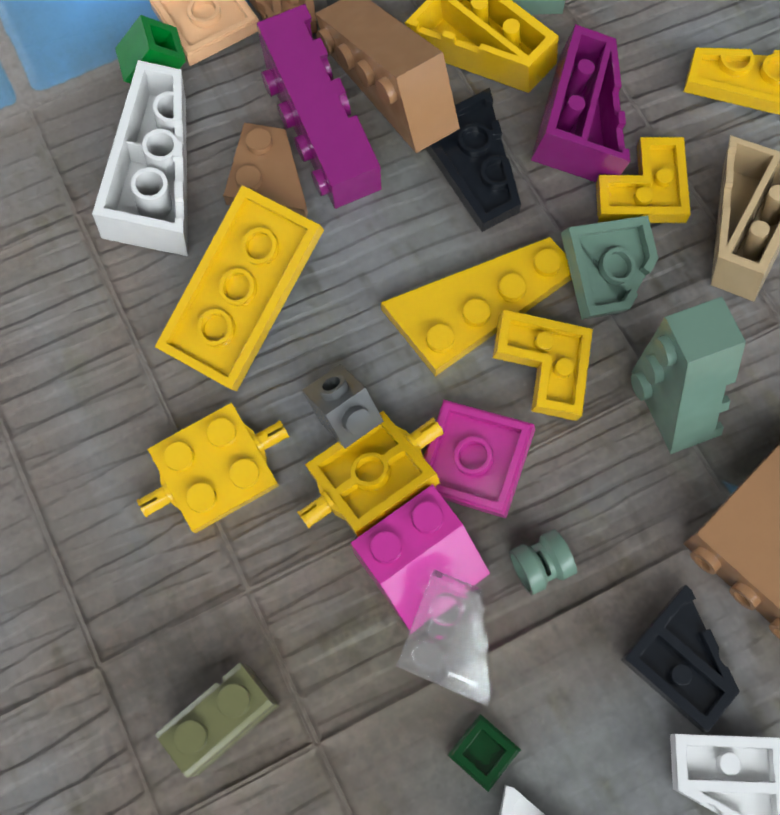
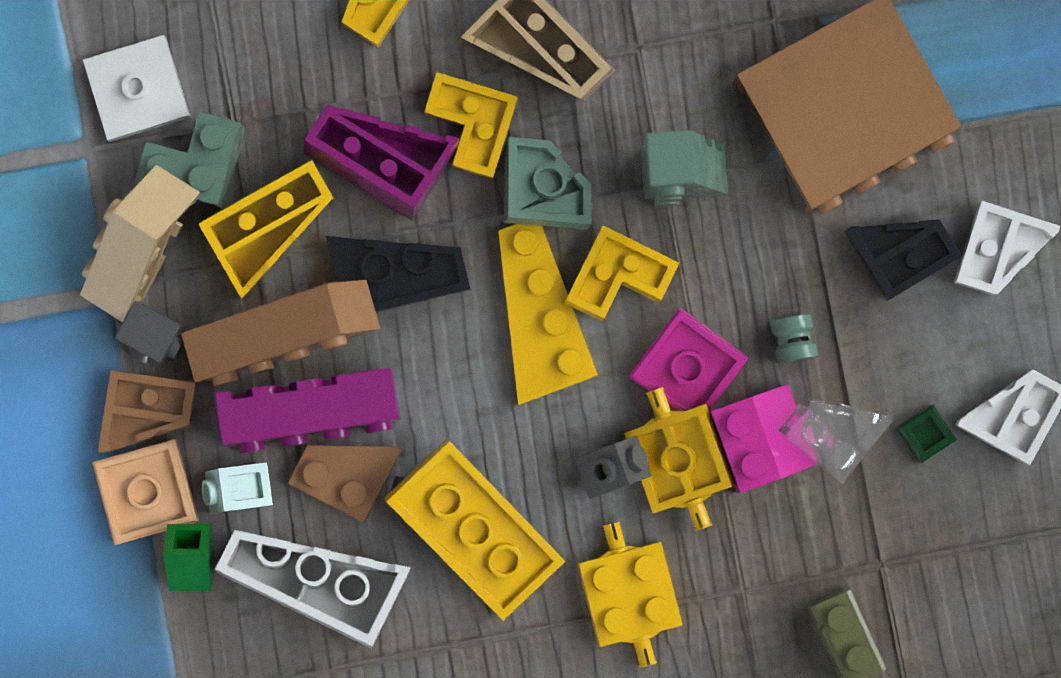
camera: 80 degrees left, 15 degrees up
(228, 82) = (237, 488): none -> light aqua bracket

